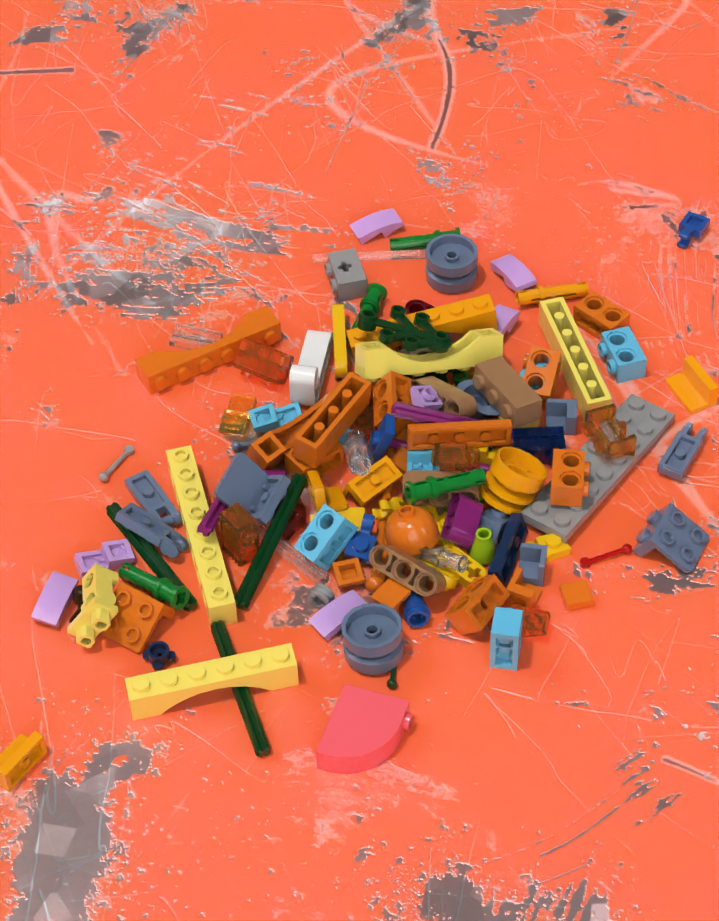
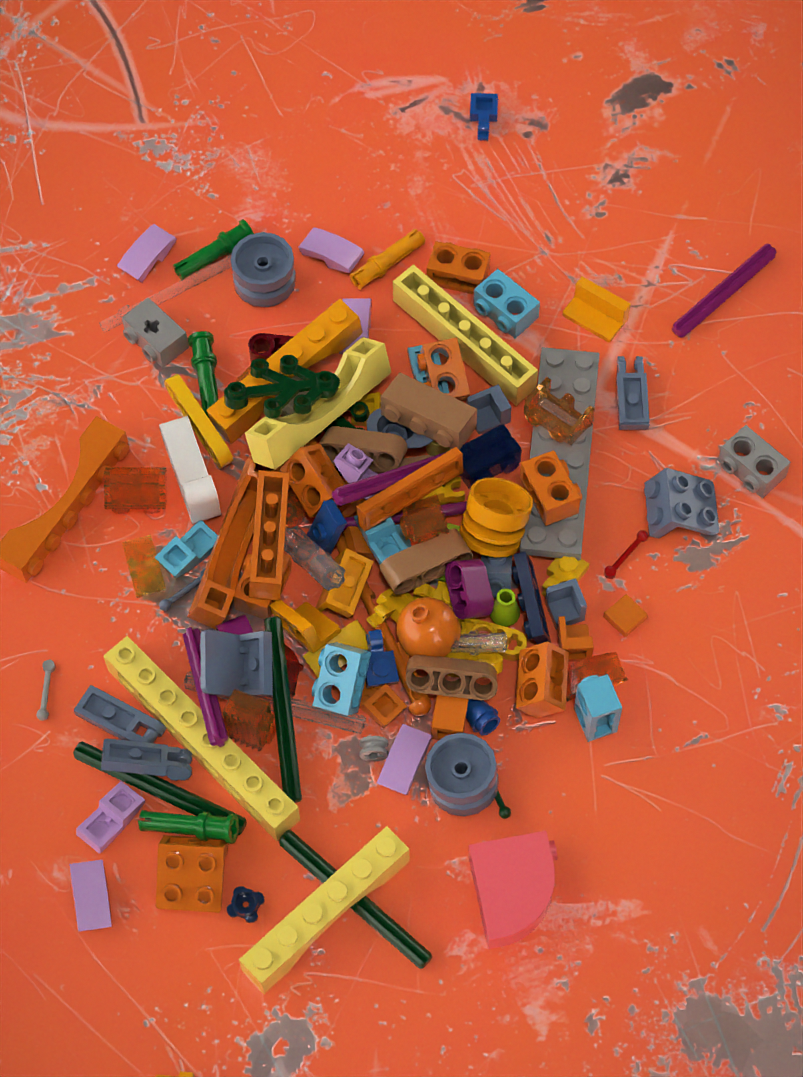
camera: 30 degrees left, 15 degrees up
(95, 605) = (146, 886): light yellow hips -> none
(195, 335) = (33, 484): clear tile -> none
(433, 487) = (428, 570): green pin -> none

